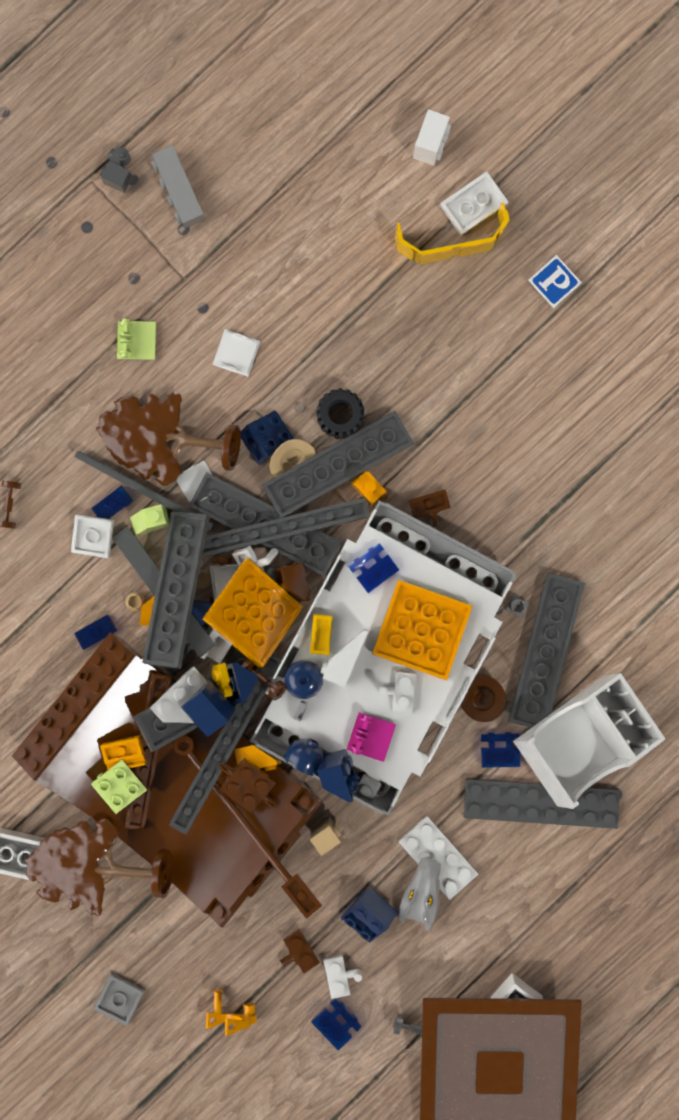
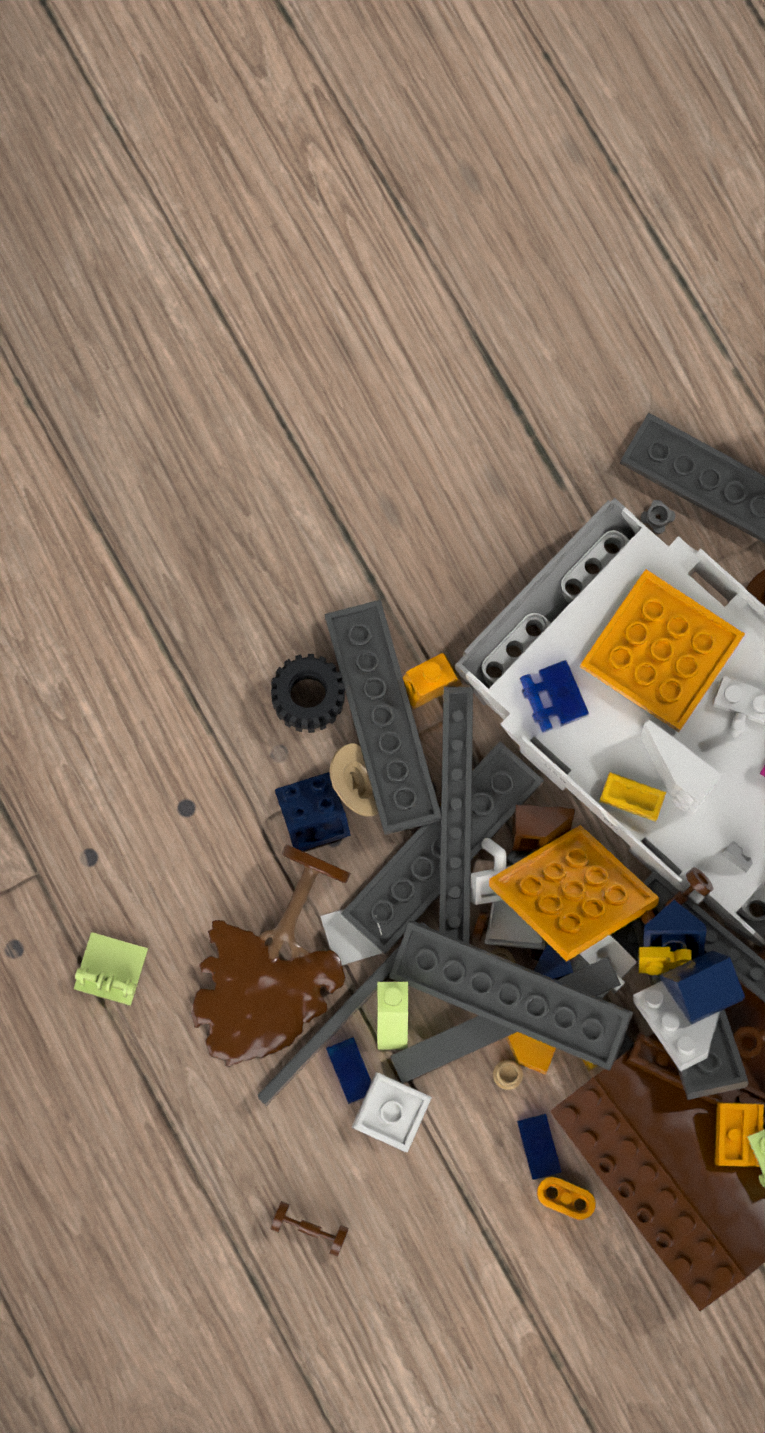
camera: 75 degrees left, 10 degrees down
(66, 655) = (565, 1198): none -> light orange plate
(236, 352) = (171, 825): white piece -> none
(303, 679) = (692, 840): dark blue cylinder -> none
(430, 506) = (478, 601): reddish brown plate -> none
(447, 252) = (92, 386): yellow windscreen -> none
(473, 203) = (51, 423): white plate -> none
(554, 281) = (199, 339): piece -> none

